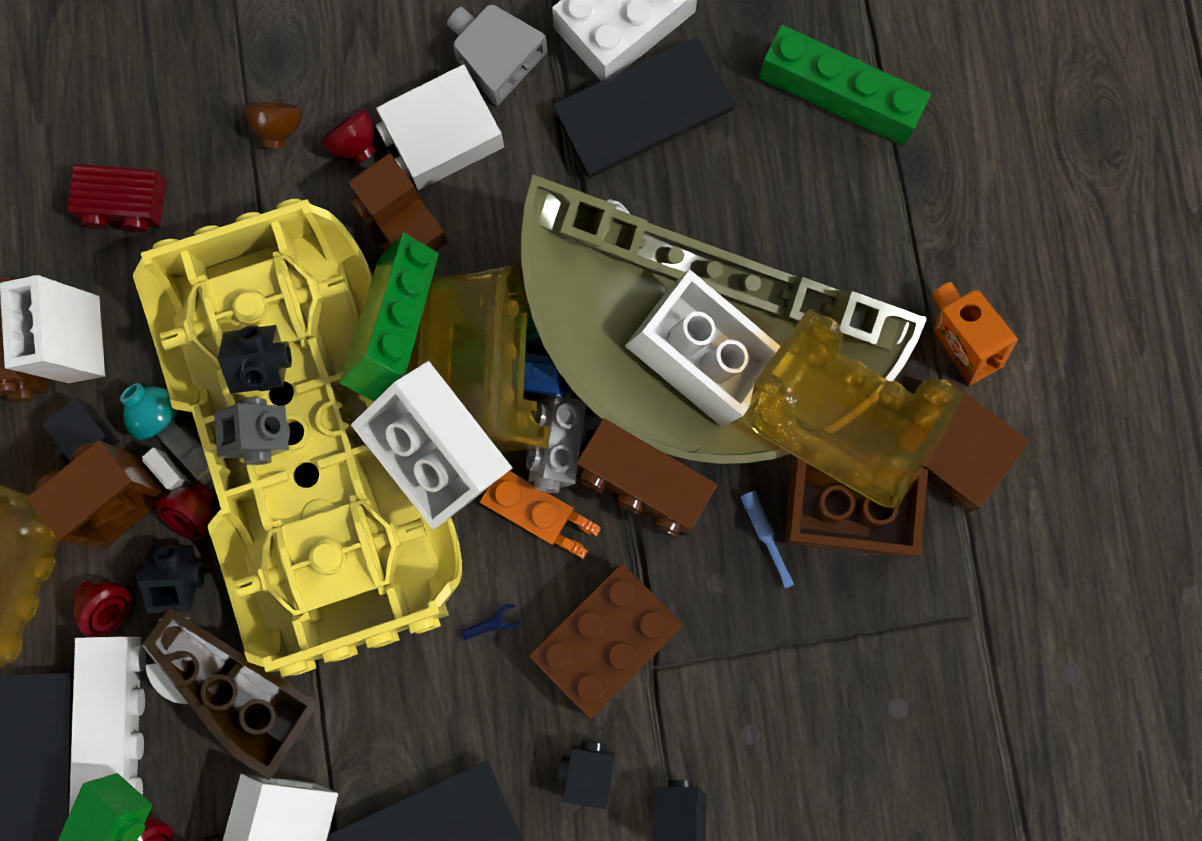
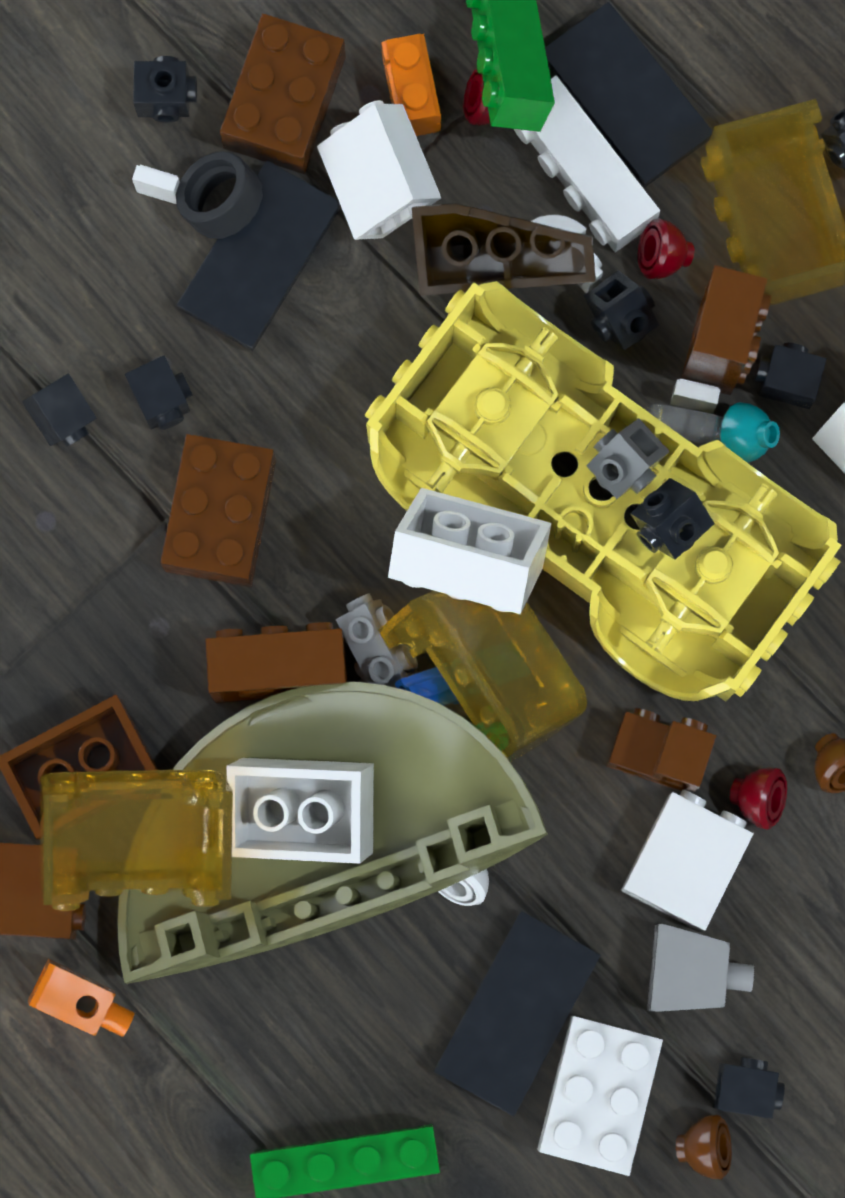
camera: 145 degrees right, 0 degrees up
(187, 511) = (650, 376): dark red brick -> none
(390, 318) = (589, 641): green brick -> none
(491, 624) = (326, 462): clear blue hand -> none
(536, 511) = (349, 580): orange hinge -> none
(765, 532) = (145, 699): medium blue piece -> none

